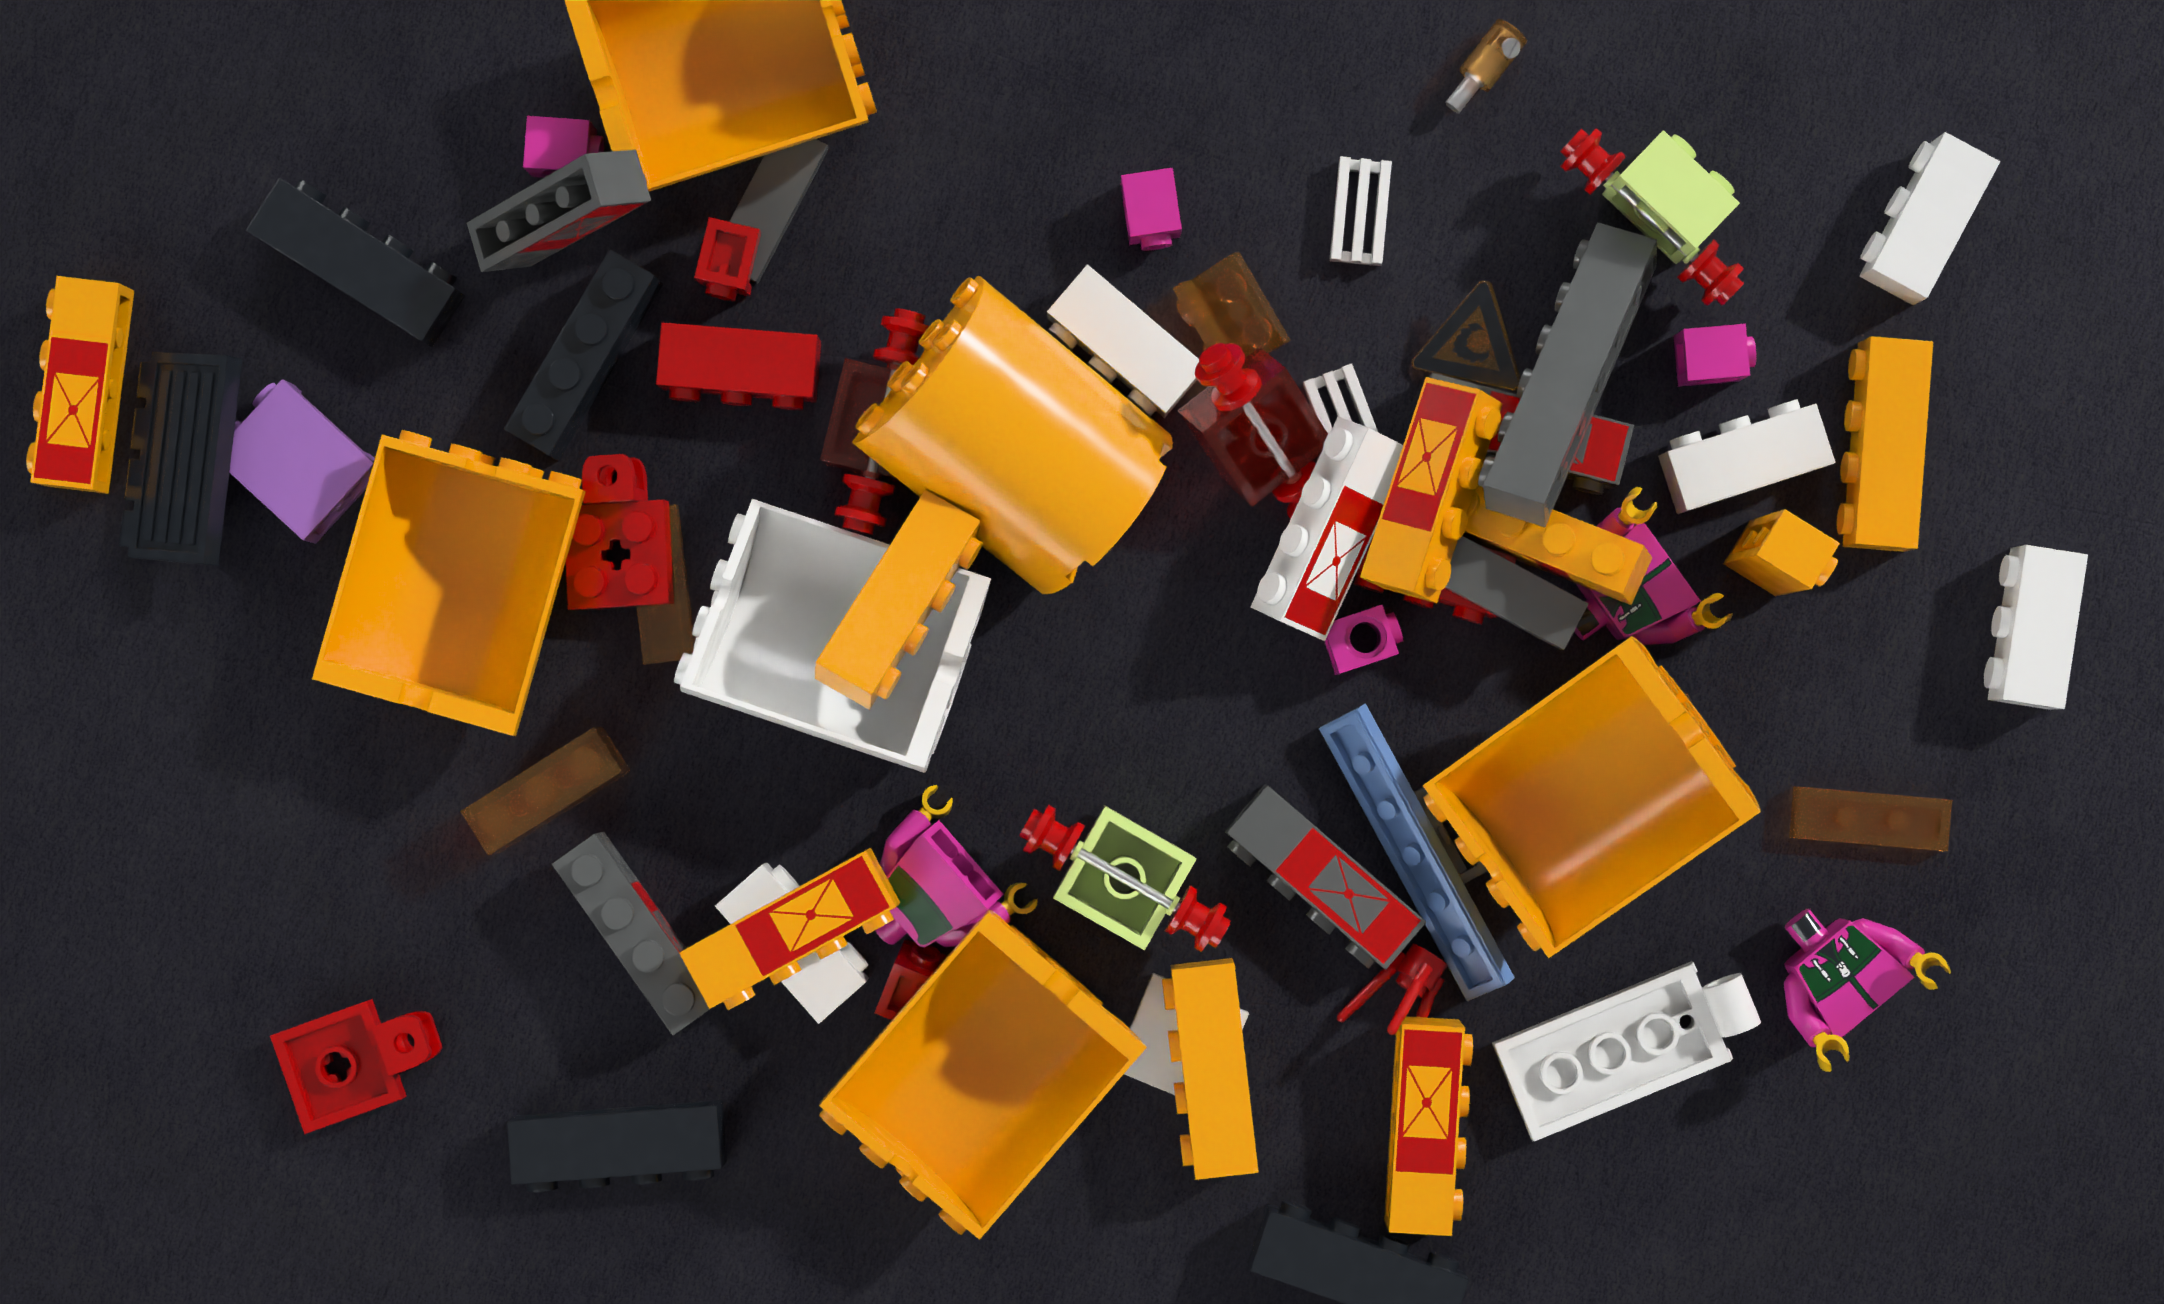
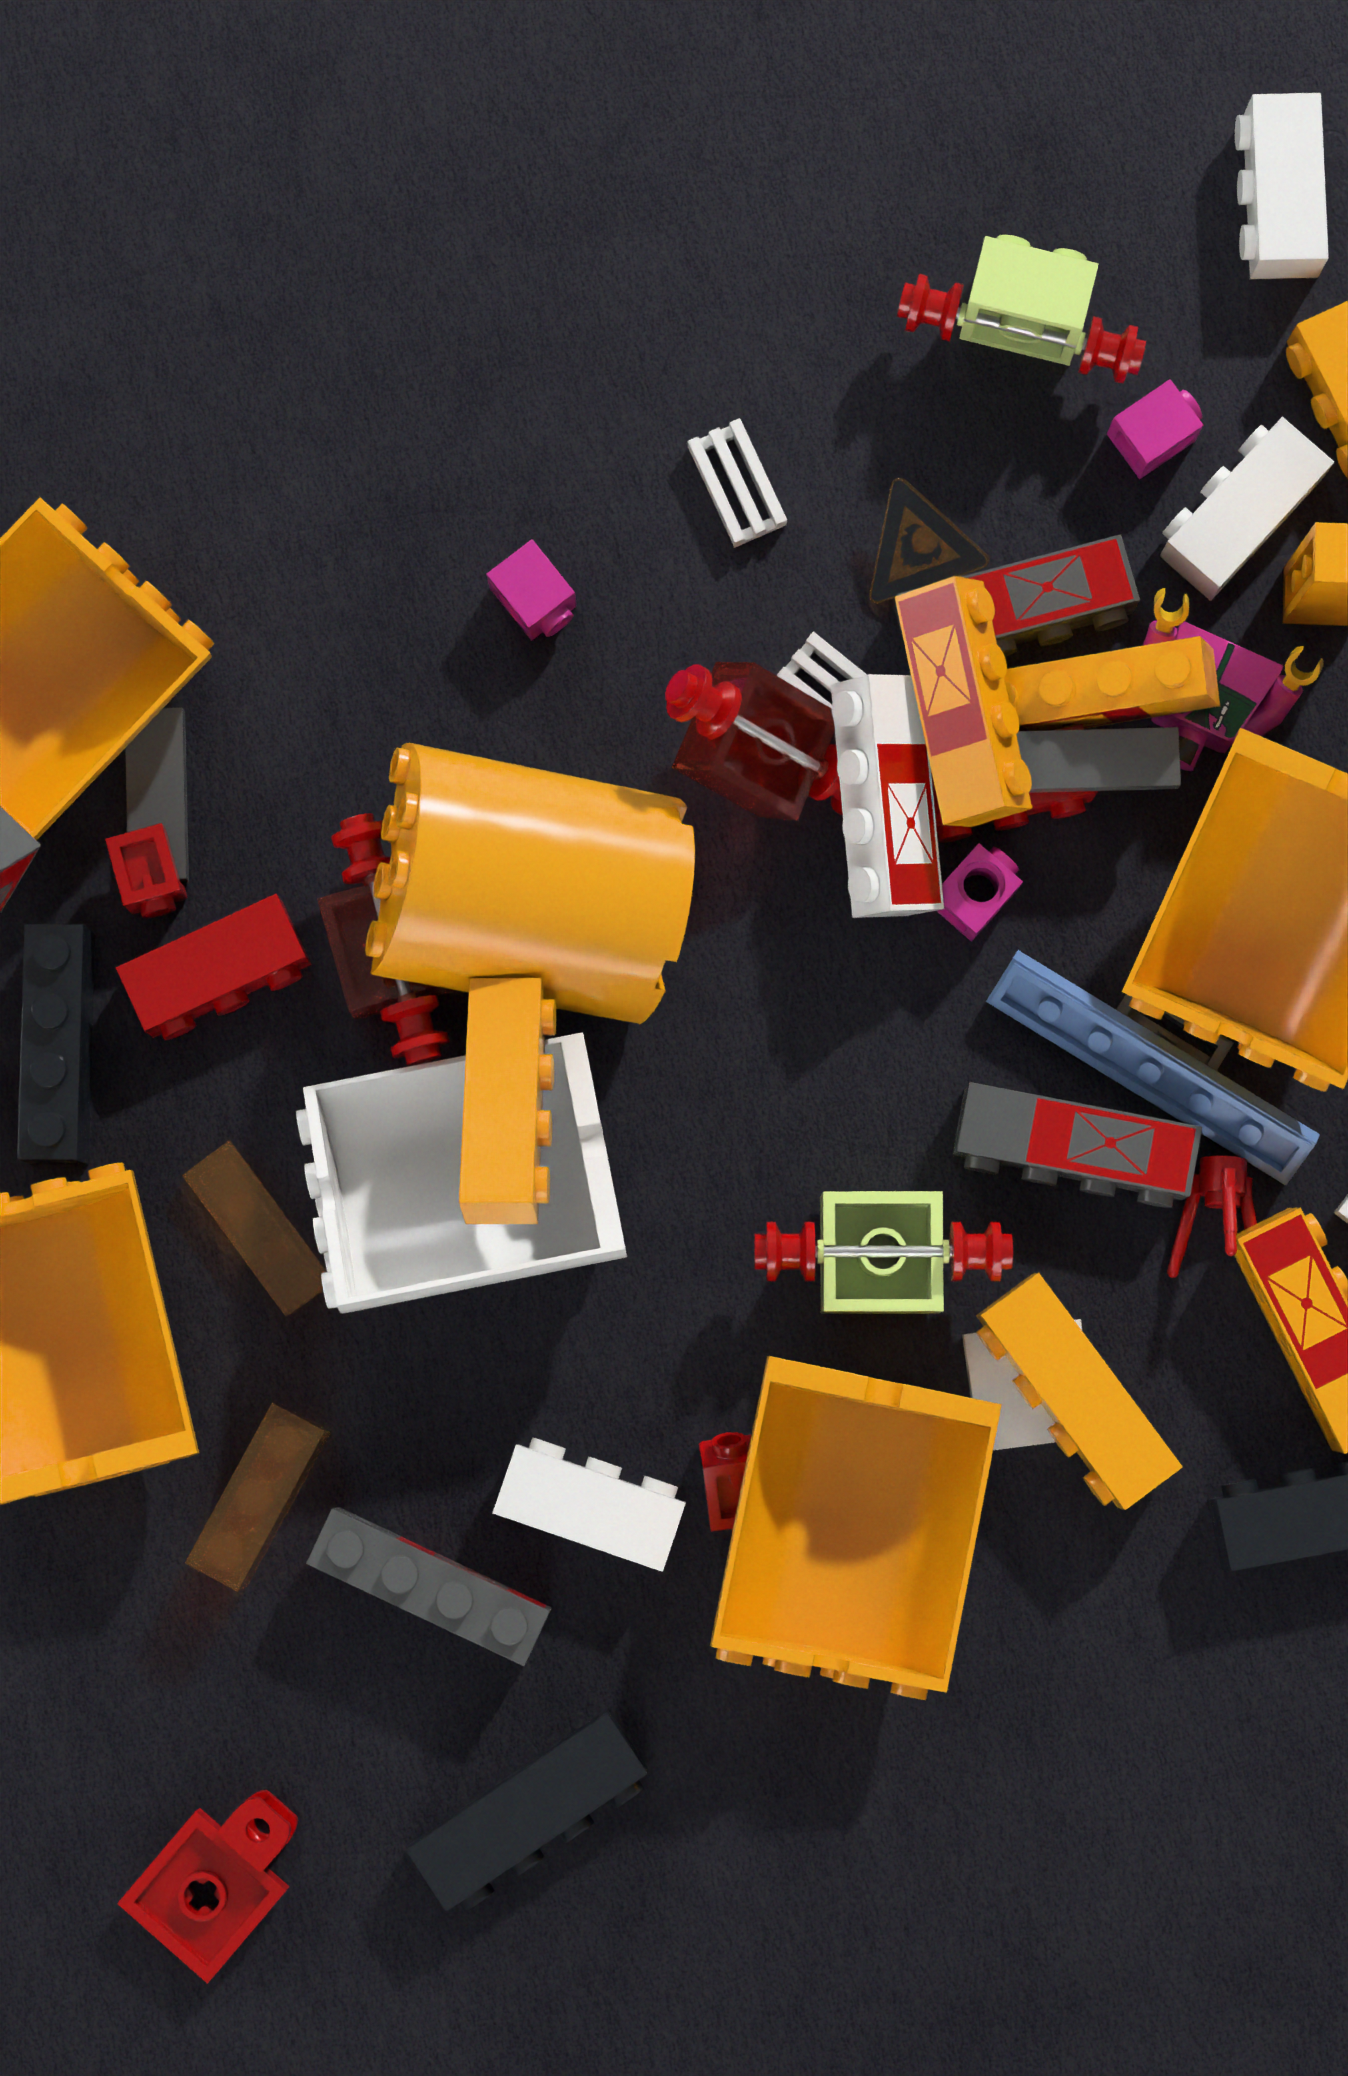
camera: 25 degrees left, 5 degrees down
(622, 514) = (186, 1178): red plate -> none
(791, 928) = (580, 1490): light orange brick -> none
(938, 882) = (697, 1367): dark pink torso -> none
(1123, 342) = (581, 734): white brick -> none
(1230, 308) = (662, 639): clear orange bracket -> none
(1487, 62) = (777, 274): clear orange piece -> none
(1569, 374) = (1030, 519): dark grey brick -> none

